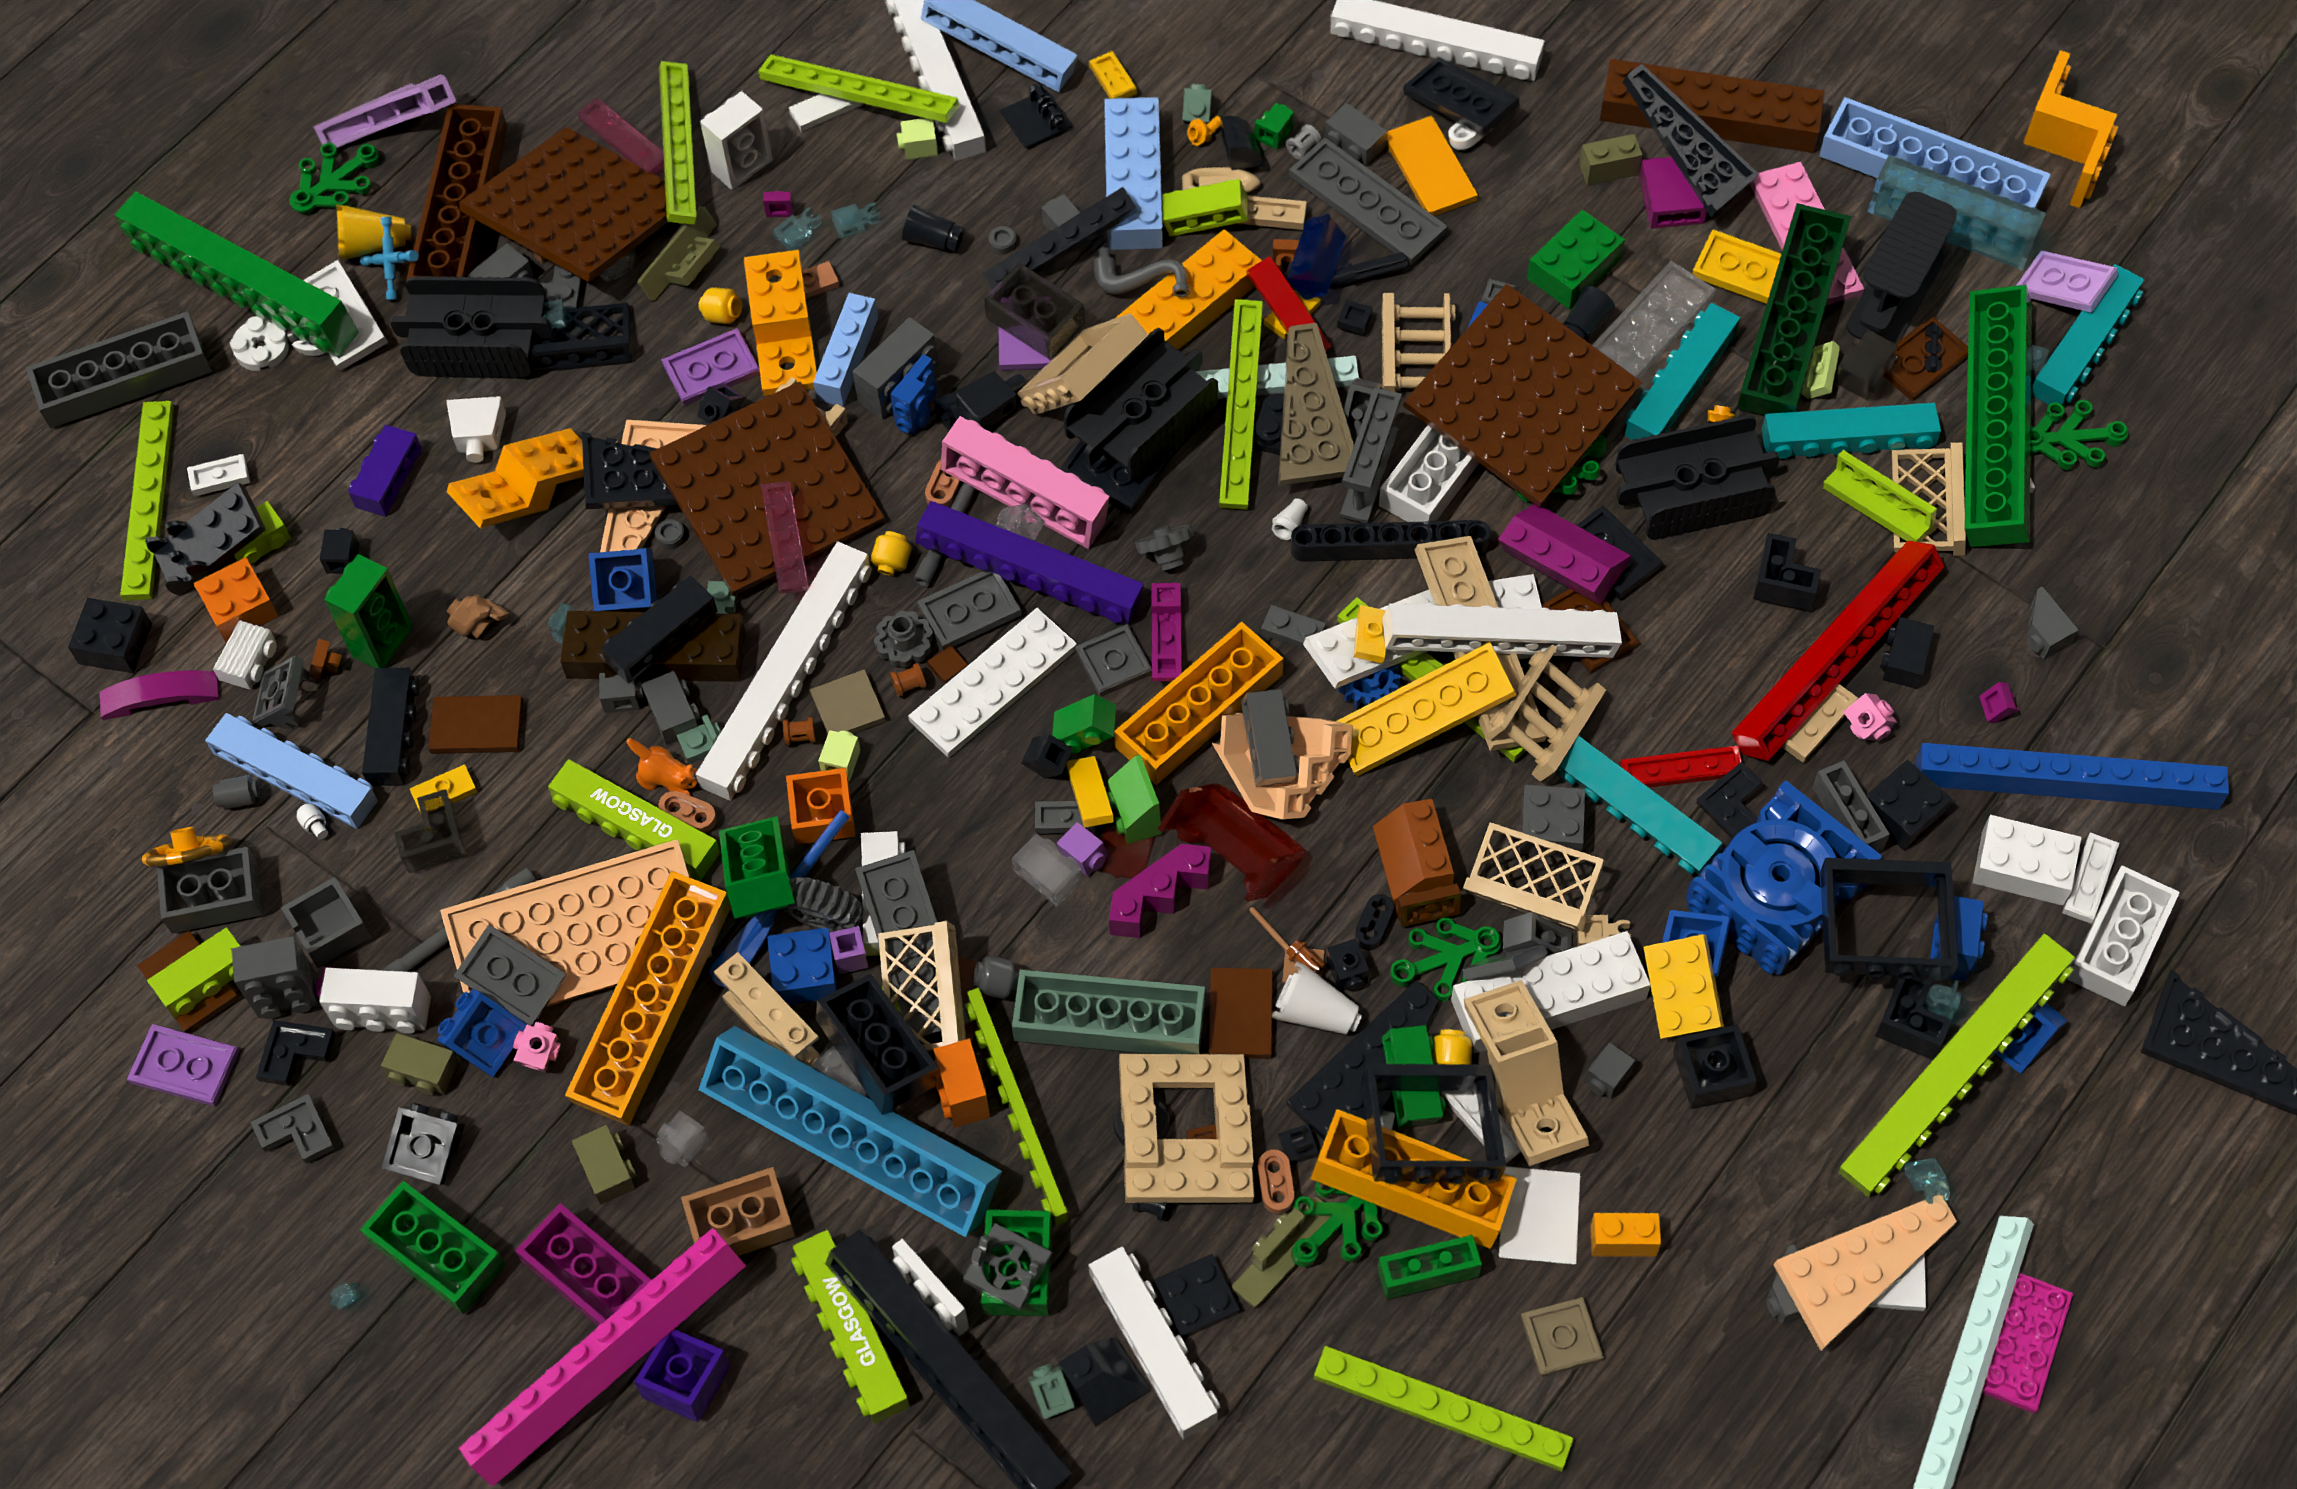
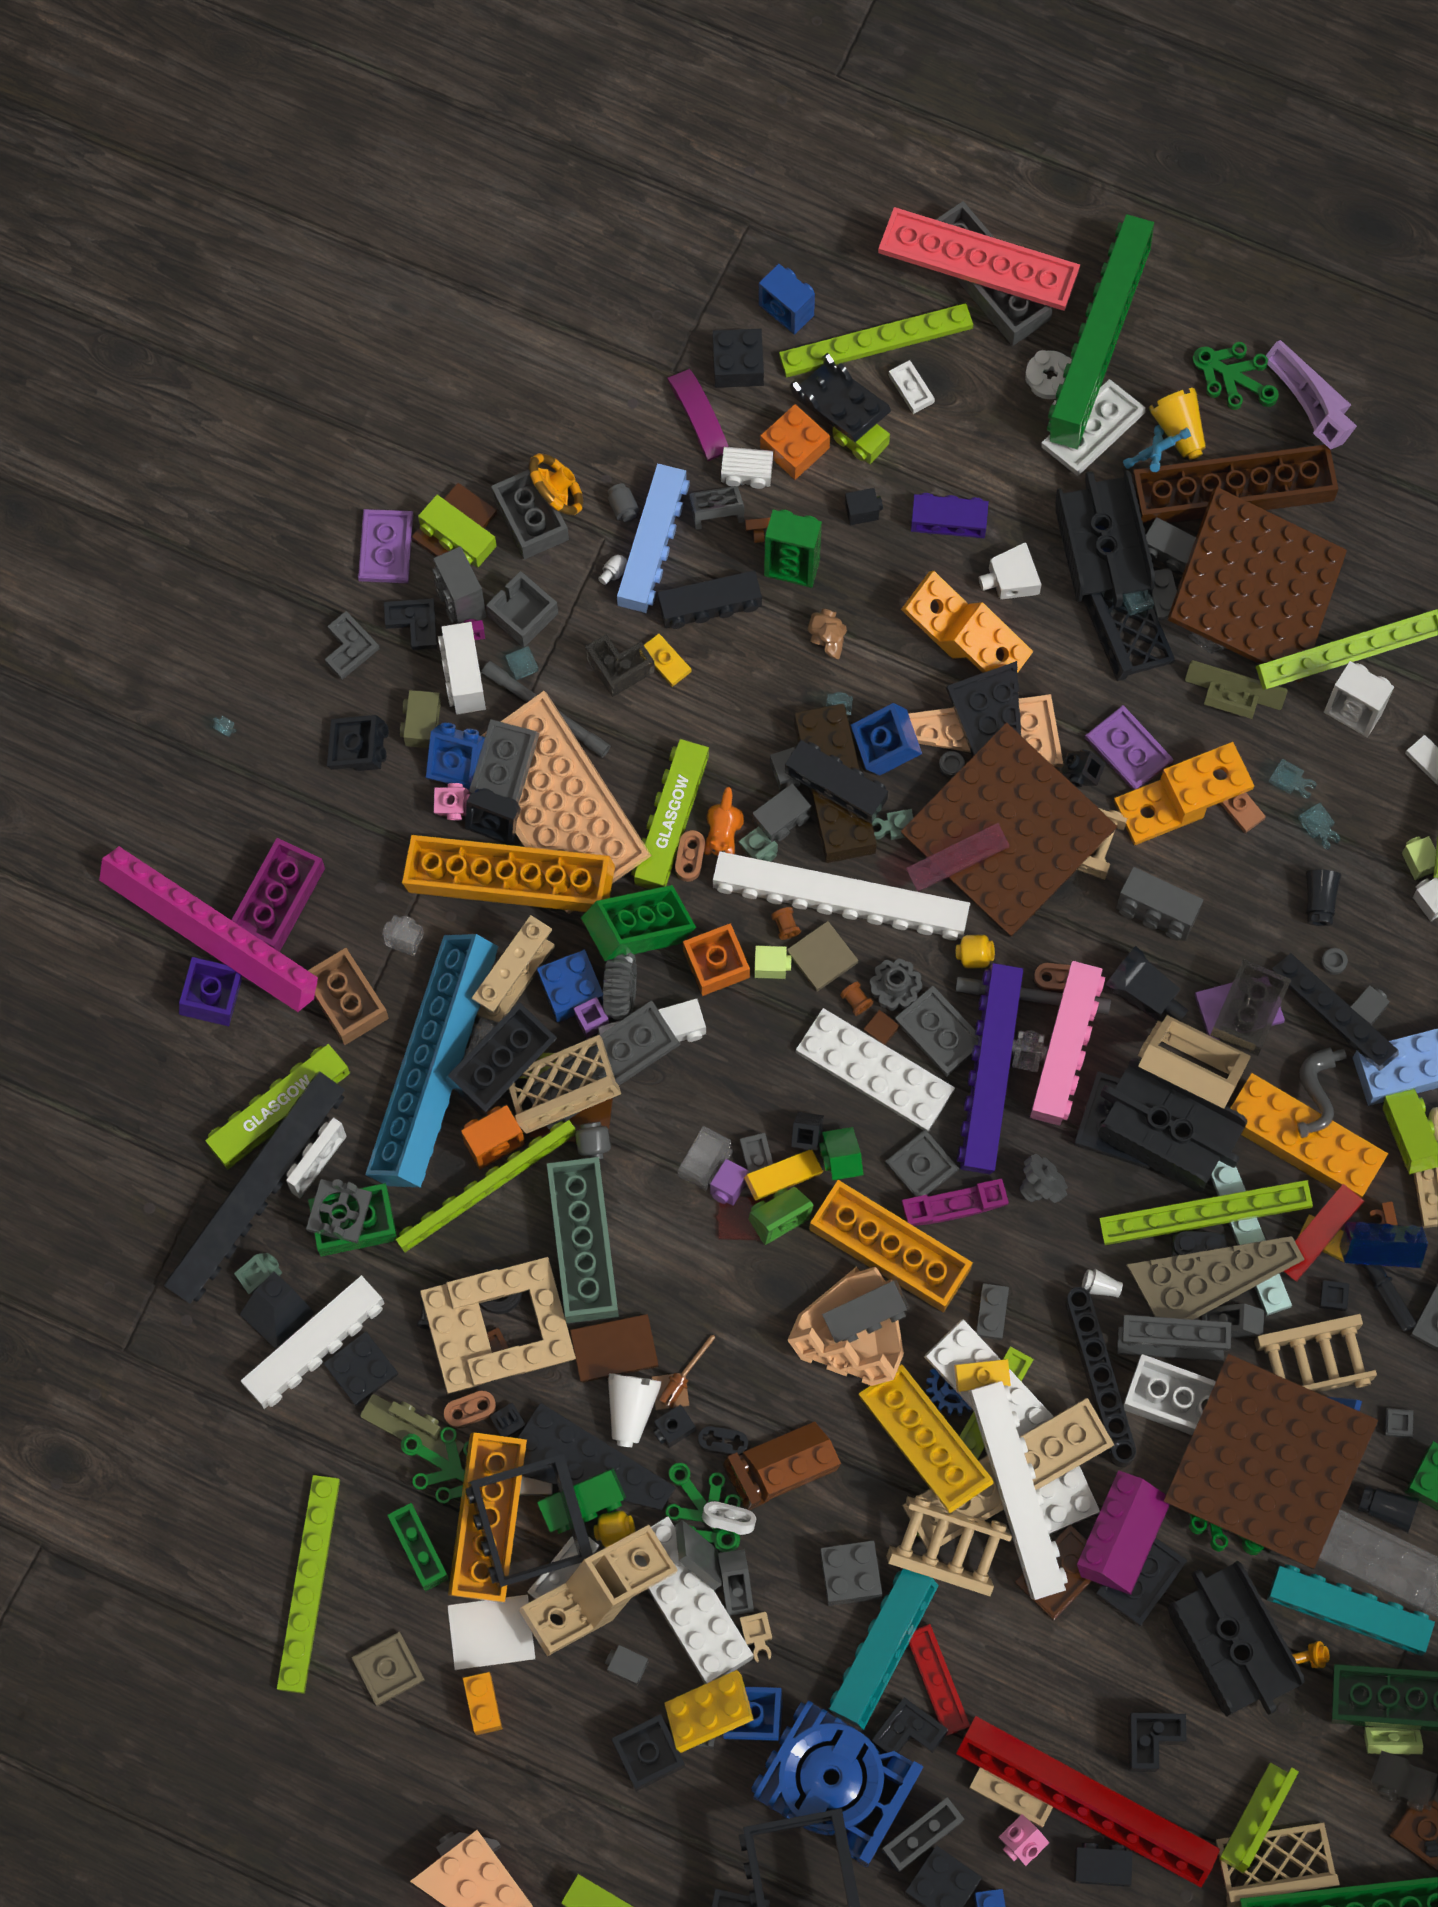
camera: 75 degrees right, 10 degrees up
(61, 567) = (787, 298): none -> blue brick
(101, 364) = (979, 258): none -> coral plate
(389, 943) = (522, 663): none -> clear light blue plate
(433, 1247) = (272, 777): green brick -> none
(475, 724) = (731, 665): reddish brown tile -> none
(571, 1003) = (492, 815): none -> black slope
(604, 1165) = (370, 883): olive brick -> none
(622, 136) = (1349, 600): clear pink plate -> none
(720, 305) = (1190, 737): yellow head -> none
(755, 932) = (576, 934): blue piece -> none
(778, 204) = (1314, 755): magenta plate -> none
(845, 349) = (1173, 856): light blue brick -> none
(912, 396) = (1130, 924): blue plate -> none
(1157, 888) = (708, 1253): magenta brick -> none
(1240, 836) = (787, 1292): clear red windscreen -> none
(1466, 927) = (729, 1518): none -> white plate
(1518, 897) = (764, 1568): tan fence -> none
(1851, 430) = (1332, 1779): teal brick -> none

